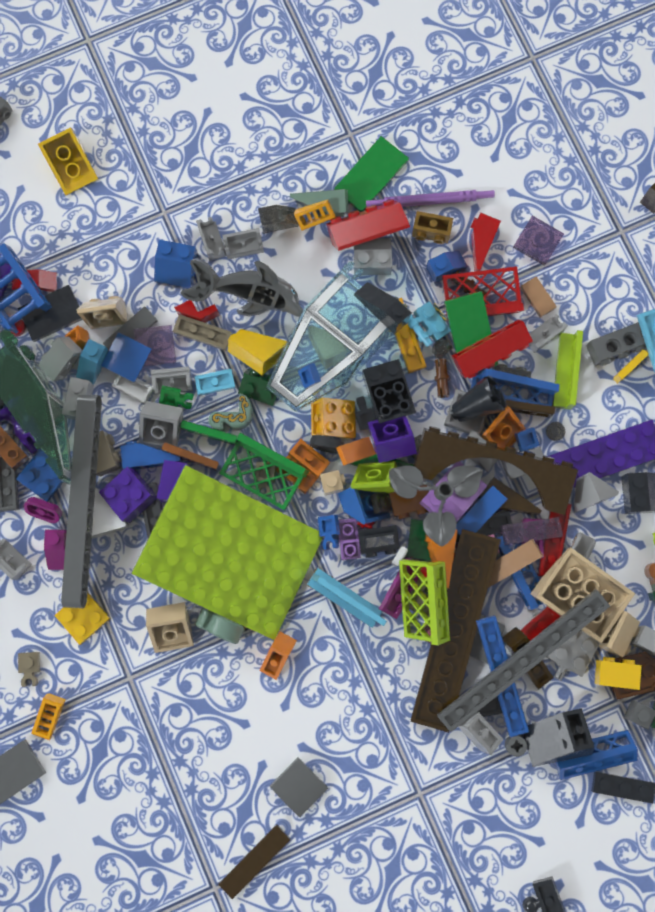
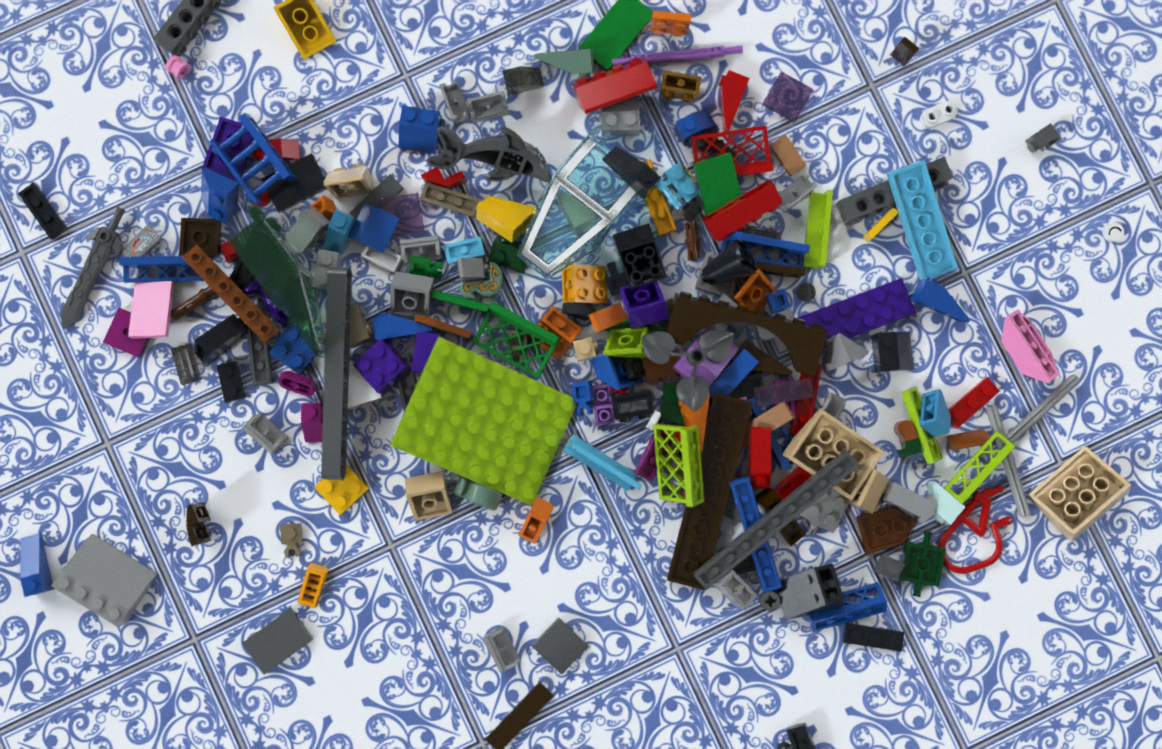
camera: 10 degrees left, 5 degrees up
(221, 400) = (472, 269): none -> light grey slope
(238, 789) = (501, 649): none -> light grey hinge
(309, 375) = (560, 243): blue plate -> none
(312, 208) = (551, 71): light orange slope -> none
(423, 167) = (670, 23): none -> orange plate
(507, 596) = (759, 457): none -> red slope
(618, 674) = (867, 529): yellow brick -> none

